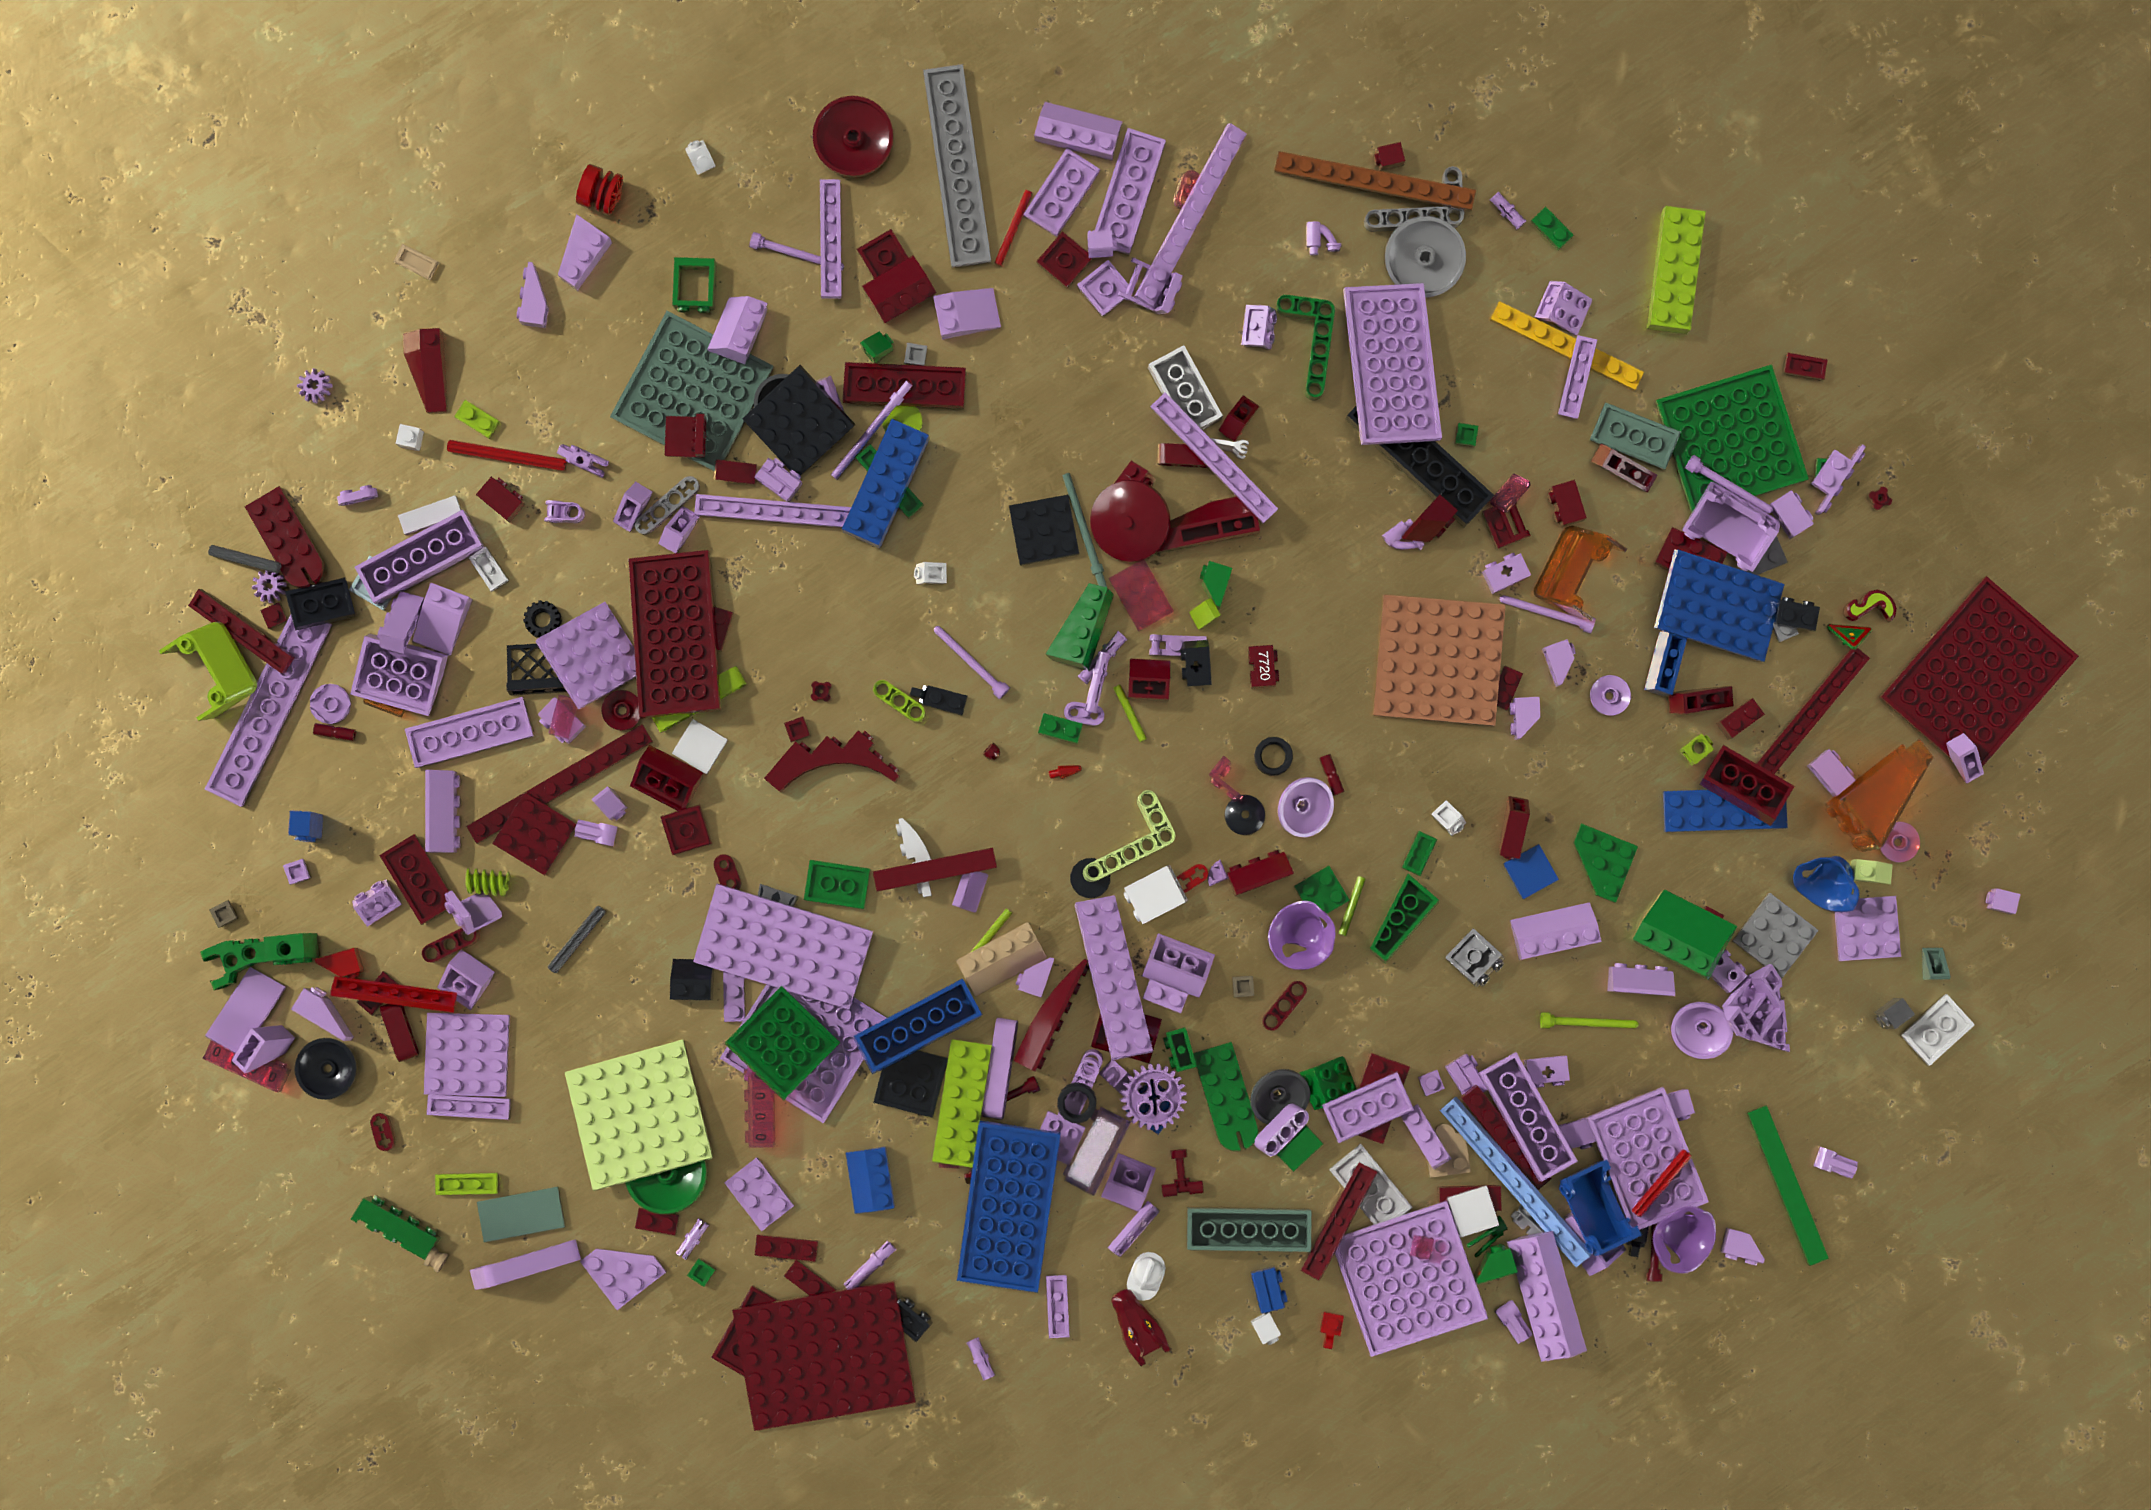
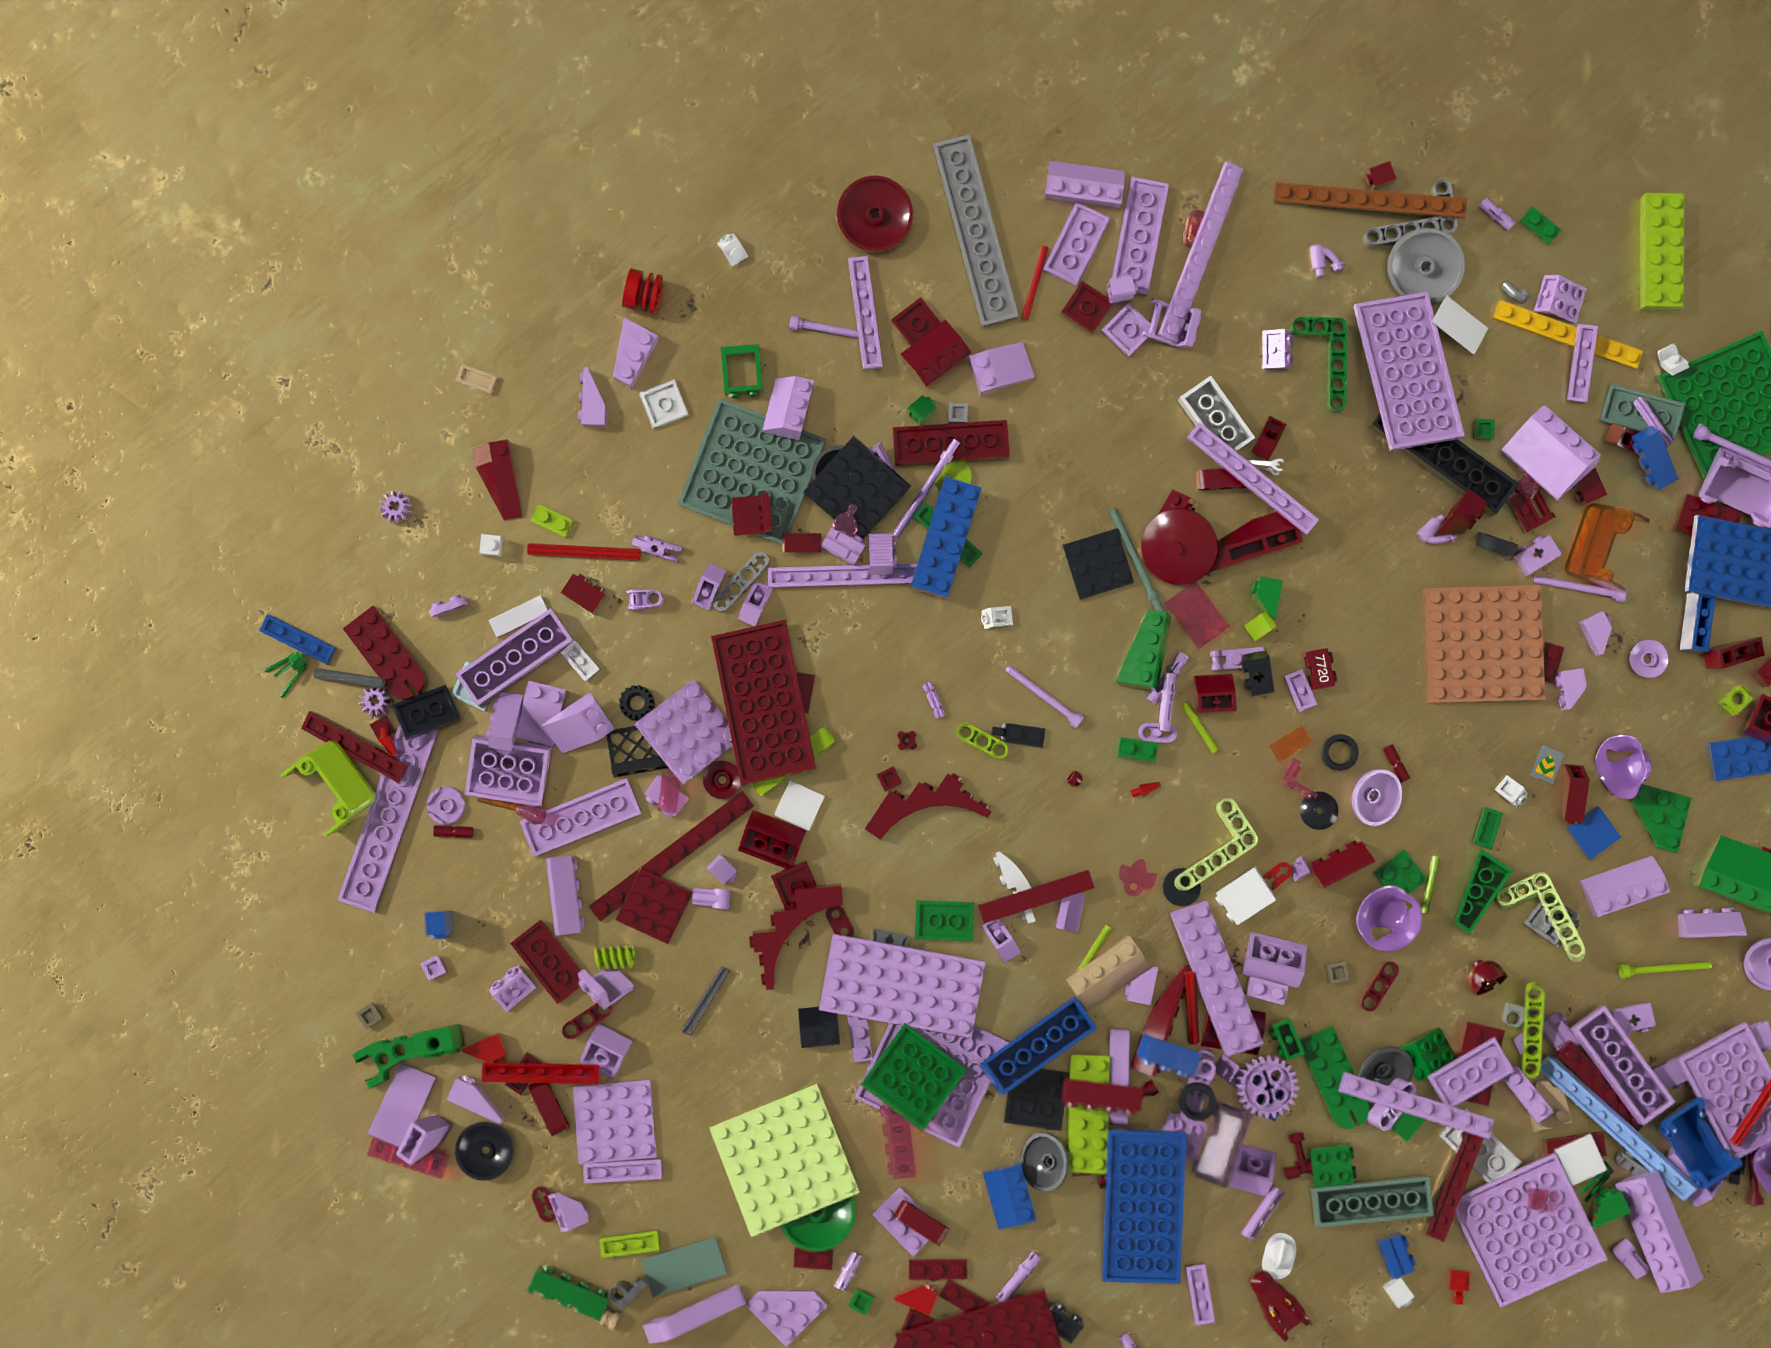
camera: 10 degrees left, 0 degrees up
(190, 535) = (295, 661): none -> green plant
(196, 512) = (297, 639): none -> blue tile
(276, 629) = (387, 741): none -> red bar
(406, 1142) = (568, 1211): none -> lavender slope
(419, 722) = (531, 813): none -> clear pink cone
(460, 1232) = (629, 1291): none -> flat silver plate
(478, 634) = (578, 724): none -> lavender slope
(609, 310) = (664, 404): none -> white tile
(650, 885) = (770, 941): none -> dark red arch
(762, 1275) = (918, 1297): none -> red slope
(773, 1196) = (921, 1222): none -> dark red beam
(783, 454) = (846, 521): none -> clear pink rock
(816, 492) = (881, 554): none -> lavender brick
(854, 652) = (933, 700): none -> lavender axle
(894, 911) = (1001, 940): none -> lavender slope
(910, 1148) = (1037, 1162): none -> dark grey dish
(975, 1083) = (1102, 1095): none -> dark red brick
(1046, 860) = (1138, 875): none -> clear pink plate
(1051, 1051) = (1168, 1056): none -> blue brick
(1085, 1004) = (1192, 1007): none -> red axle
(1213, 1187) = (1333, 1165): none -> green bracket
(1223, 741) = (1290, 743): none -> clear orange tile
(1239, 686) = (1300, 690): none -> lavender plate
(1305, 1134) = (1416, 1105): none -> lavender plate
(1396, 1008) = (1485, 976): none -> dark red cylinder
(1434, 1077) = (1531, 1020): none -> lime beam
(1441, 1054) = (1519, 1011): none -> light grey plate
(1453, 322) = (1460, 324): none -> white sticker
(1463, 556) = (1496, 544): none -> black tyre
(1474, 945) = (1550, 909): none -> yellowish green beam
(1490, 794) = (1547, 764): none -> light grey sticker
(1516, 296) = (1514, 293): none -> light grey arm
(1532, 467) = (1551, 452): none -> lavender slope
(1569, 814) = (1624, 775): none -> medium lavender piece
(1640, 485) = (1654, 458): none -> blue brick
(1643, 447) = (1651, 419): none -> lavender axle
(1672, 385) = (1671, 360): none -> white bracket

